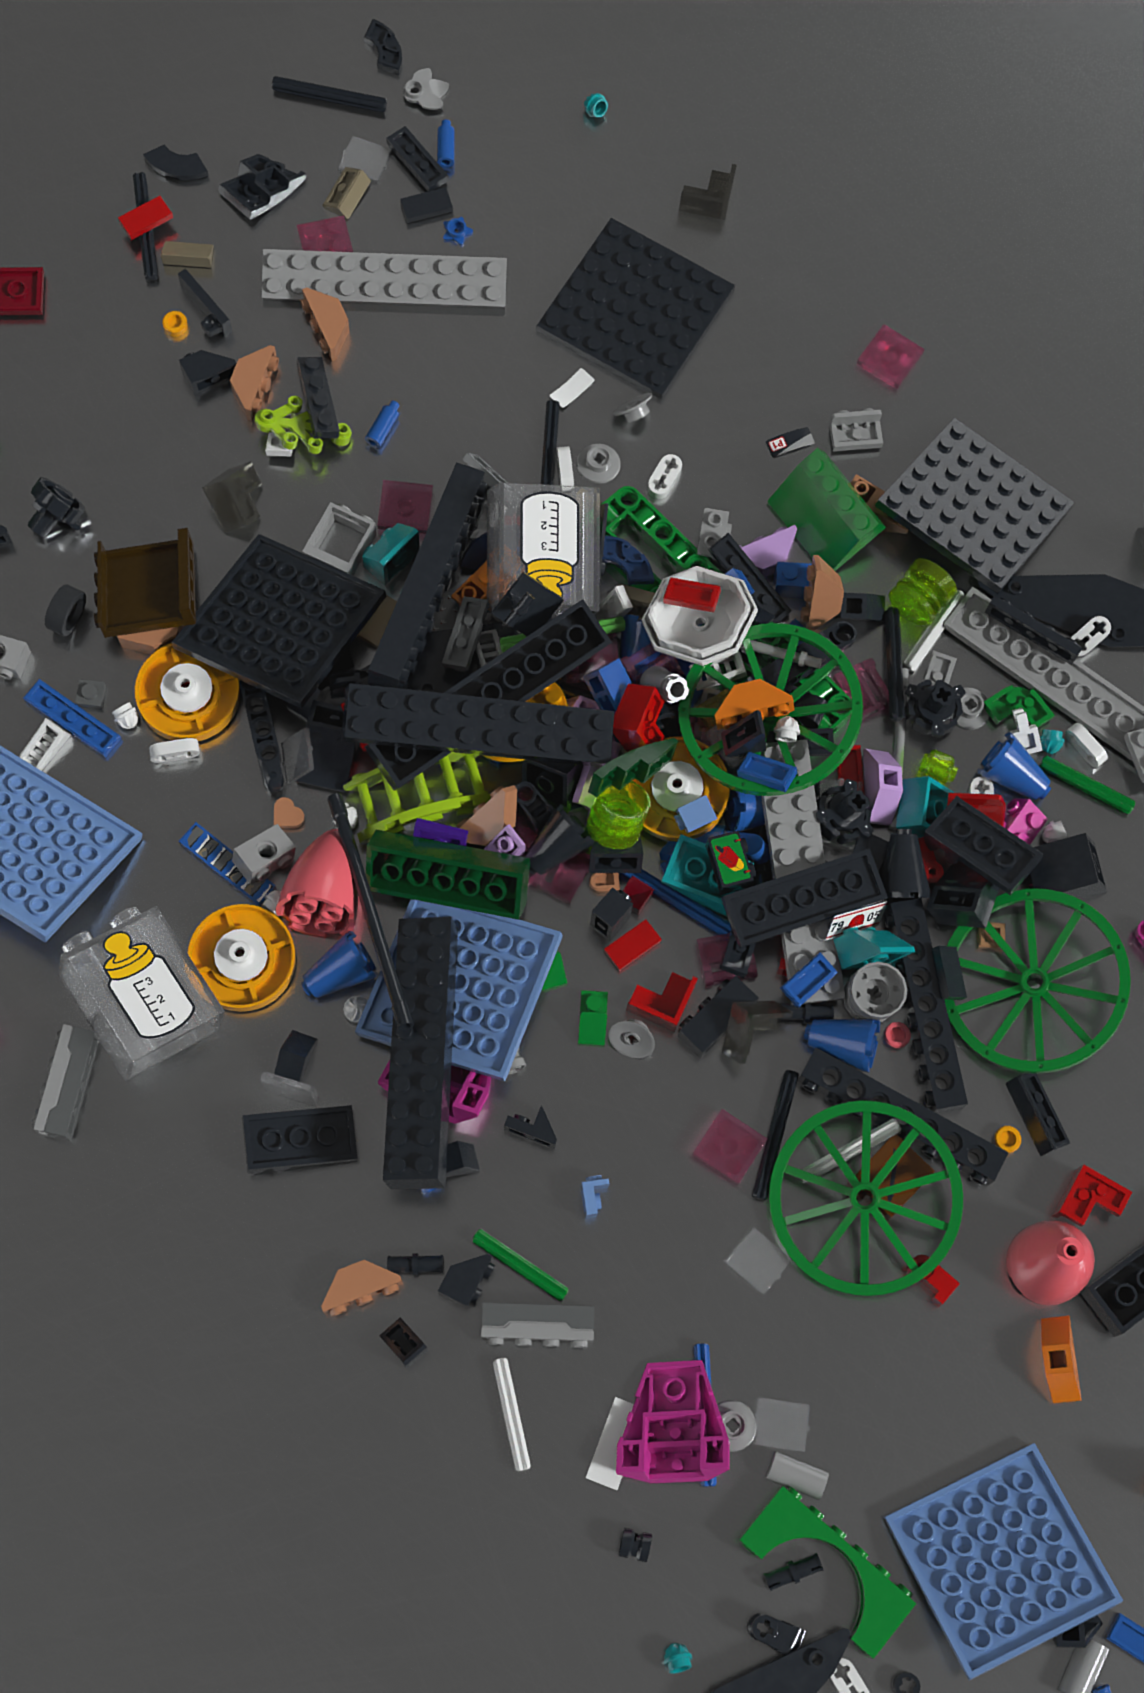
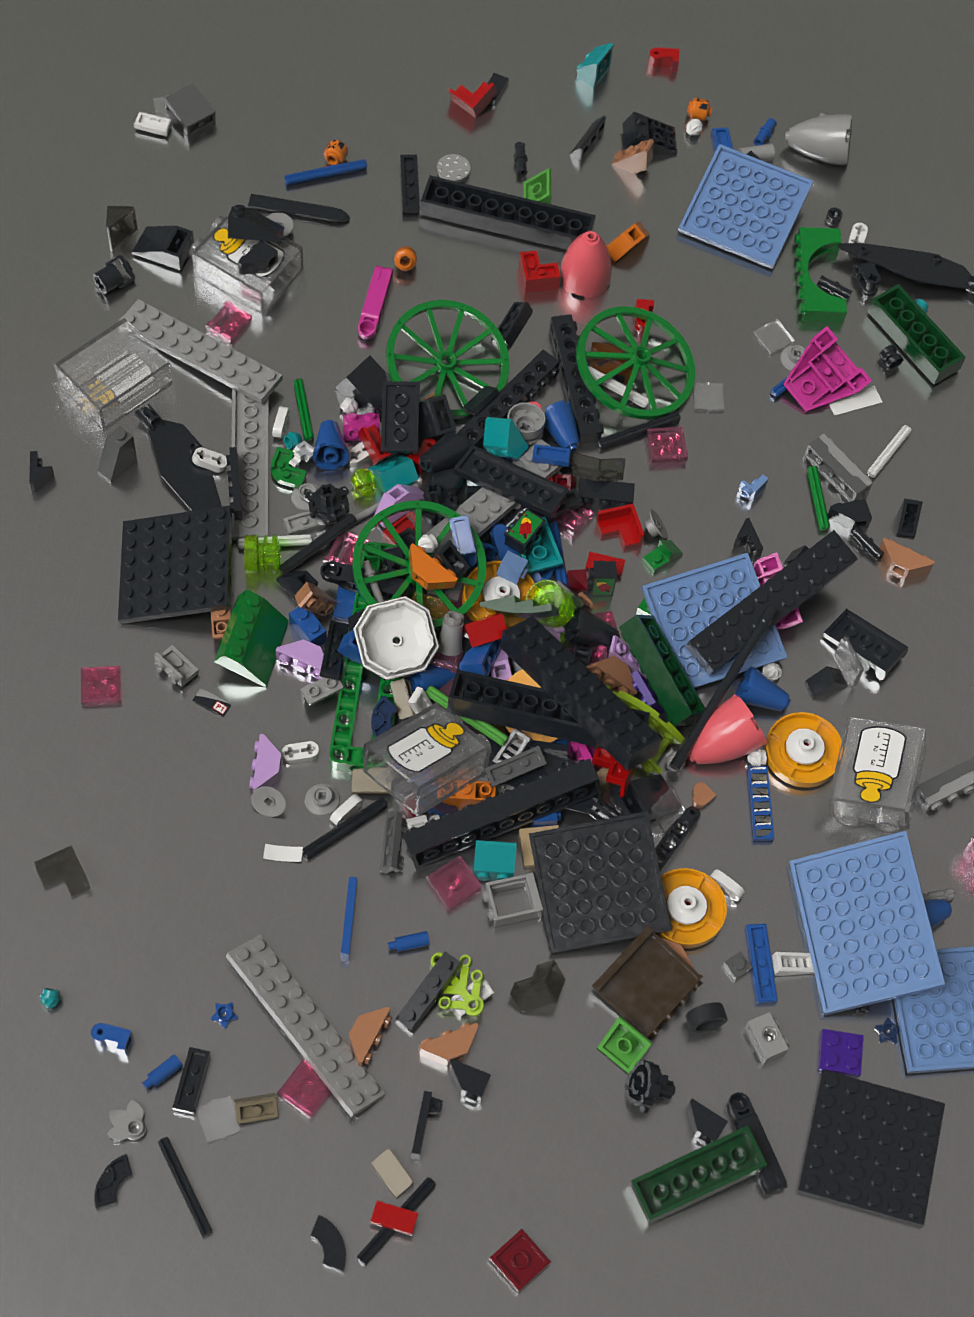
camera: 130 degrees left, 10 degrees down
(112, 527) = (625, 1045): none -> bright green slope
(126, 716) = (732, 931): white plate -> none
(175, 323) = (451, 1136): light orange tile -> none
(260, 185) = (300, 1169): black slope -> none
(270, 842) = (748, 788): light grey brick -> none
(426, 205) = (221, 1047): black tile -> none
(451, 388) = (349, 918): none -> blue tile
(512, 127) = (114, 1036): none -> blue leg
(527, 605) = (481, 729): black plate -> none
(635, 308) = (190, 858): black plate -> none
(641, 1607) = (916, 334): none -> dark green brick
(676, 434) = (267, 765): none -> lavender slope
(692, 594) = (389, 646): red tile -> none
(767, 985) = (567, 481): none -> dark red slope
(798, 1475) = (790, 314): light grey brick -> none
(1007, 1138) = (539, 329): light orange tile -> none

